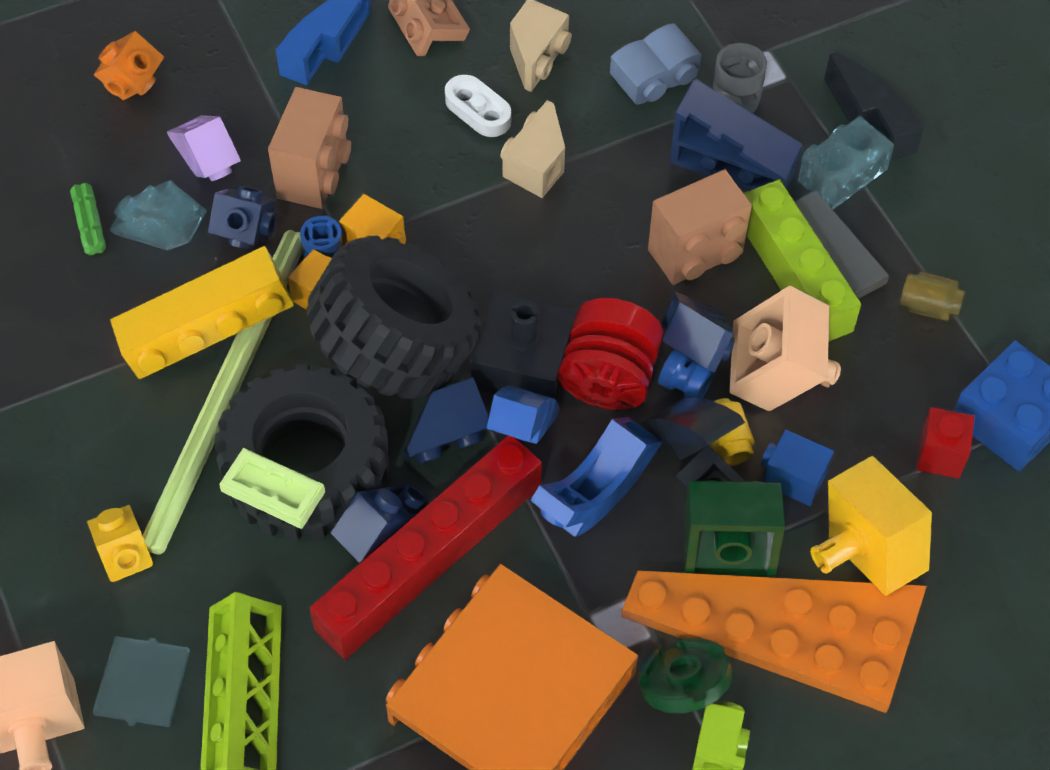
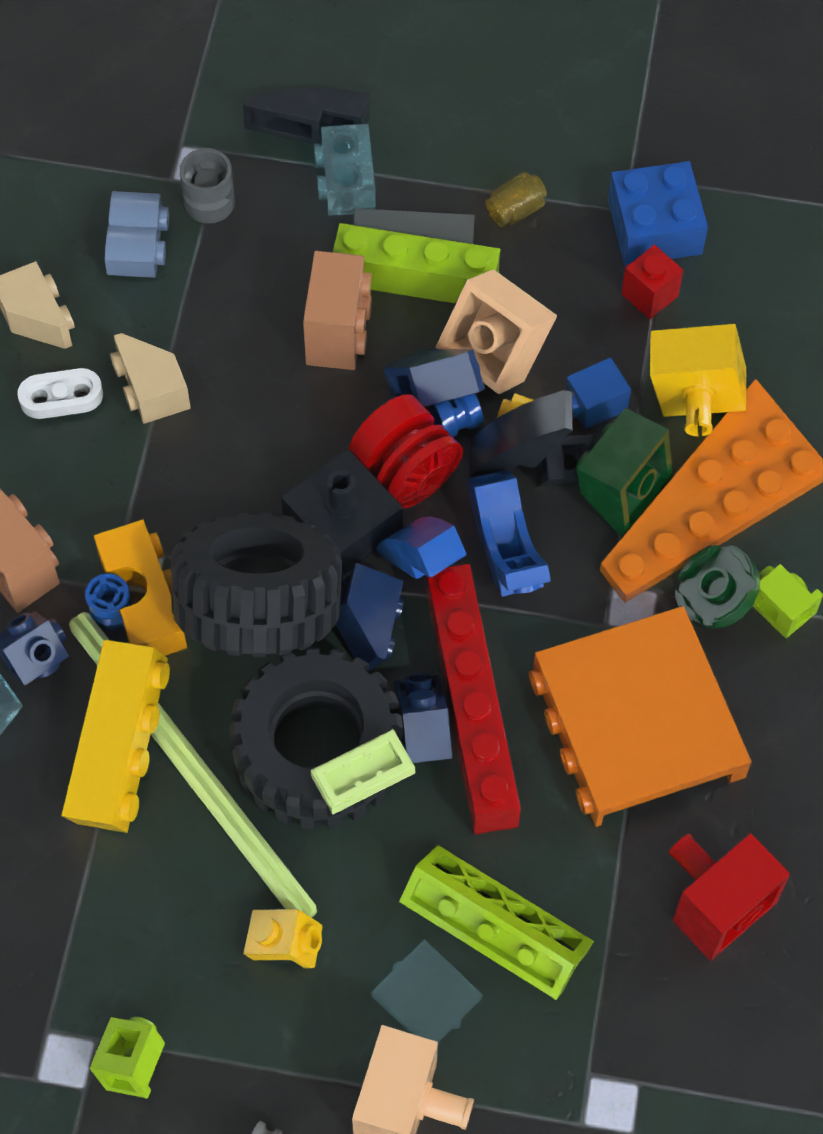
camera: 55 degrees left, 5 degrees up
(721, 135) = (269, 234): dark blue wedge -> none

